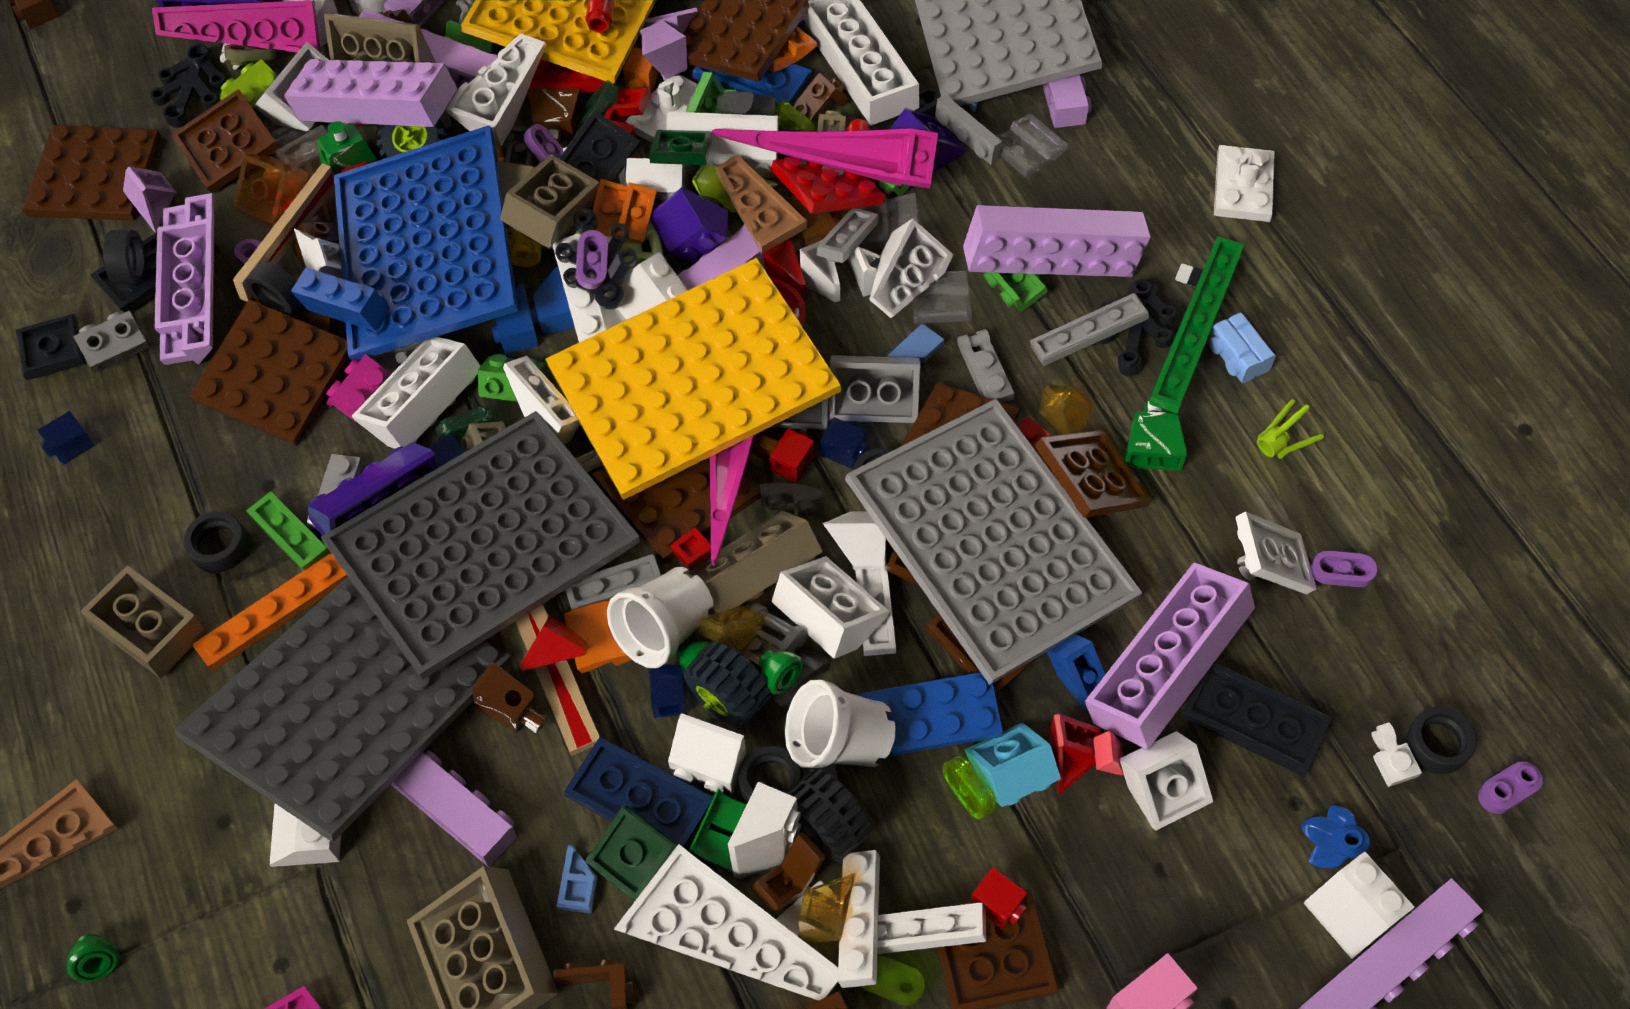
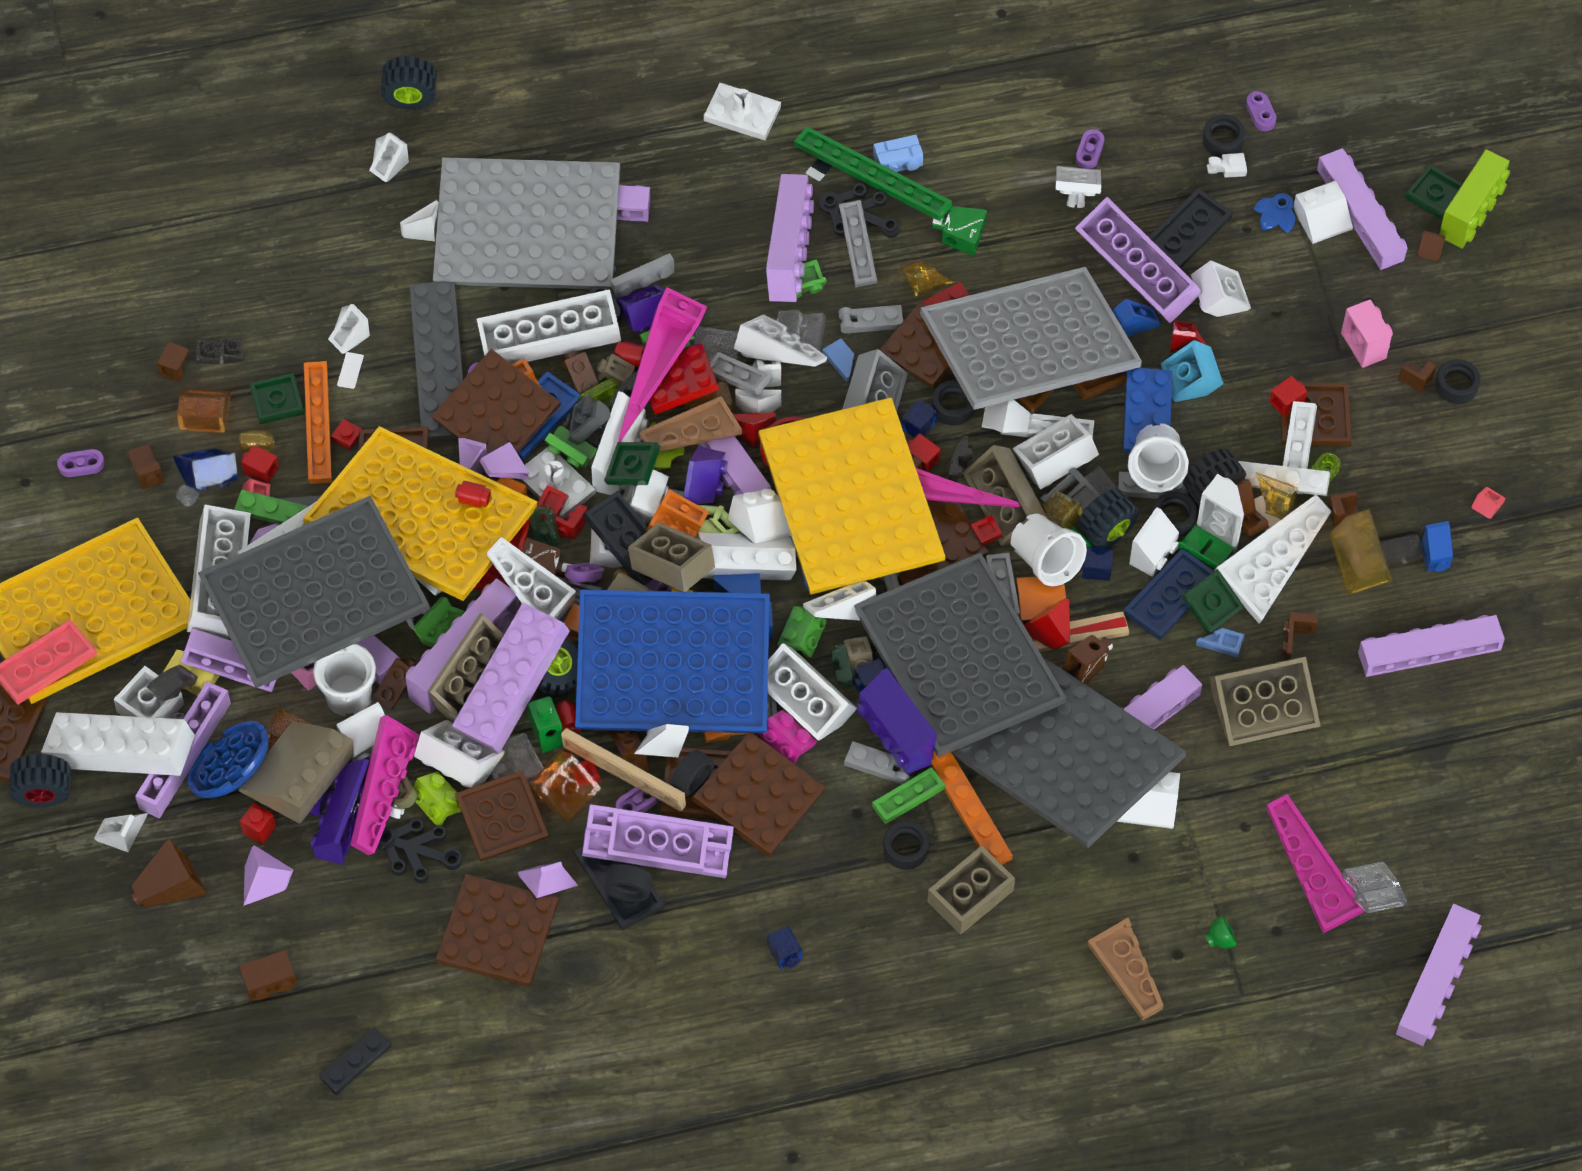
camera: 80 degrees left, 0 degrees up
(49, 347) = (686, 961): black plate -> none
(111, 340) = (699, 908): light grey brick -> none
(340, 299) = (721, 721): blue brick -> none
(590, 261) = (742, 534): medium lavender plate -> none
(610, 284) = (737, 534): black plant -> none
(780, 670) = (1105, 481): green brick -> none
(968, 787) = (1204, 401): clear neon green plate -> none
(1030, 145) = (665, 238): clear slope -> none
(1093, 473) = (988, 269): reddish brown plate -> none
(1108, 752) = (1197, 317): coral slope -> none
(1274, 440) = (980, 157): lime plant -> none

